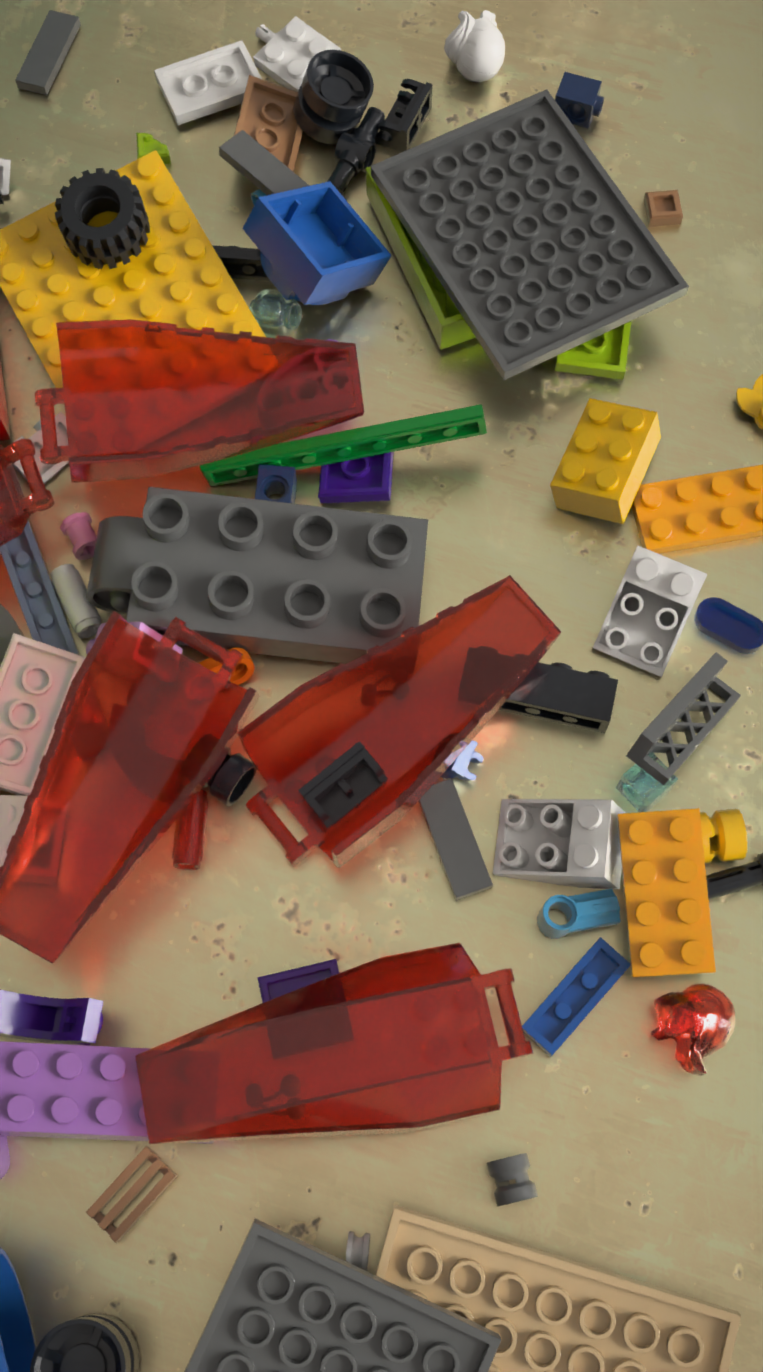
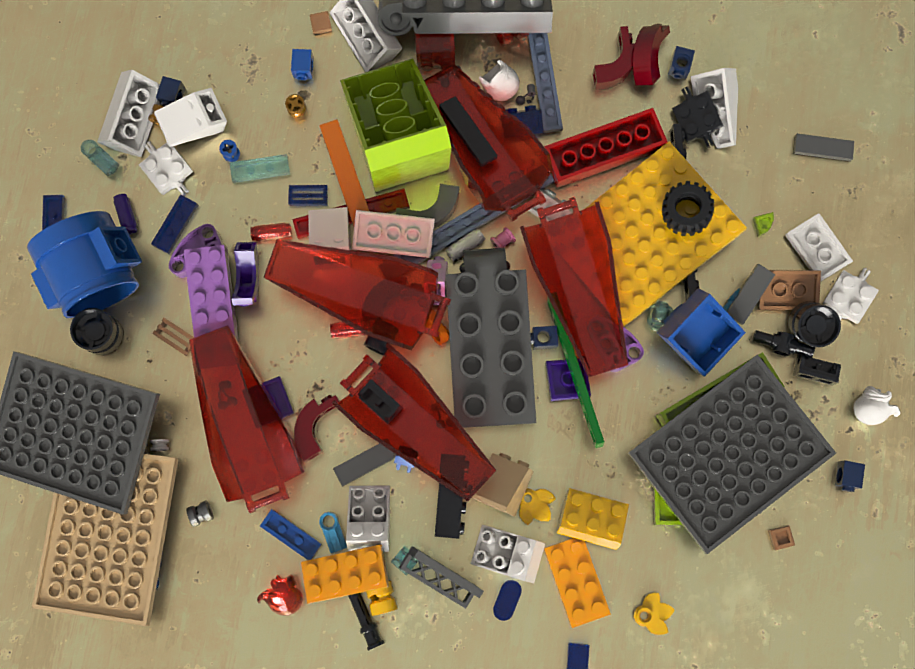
camera: 80 degrees right, 10 degrees up
(363, 936) = (305, 427): none -> dark red arch
(547, 581) = (506, 486): none -> tan slope
(573, 550) = (537, 507): none -> yellow plate

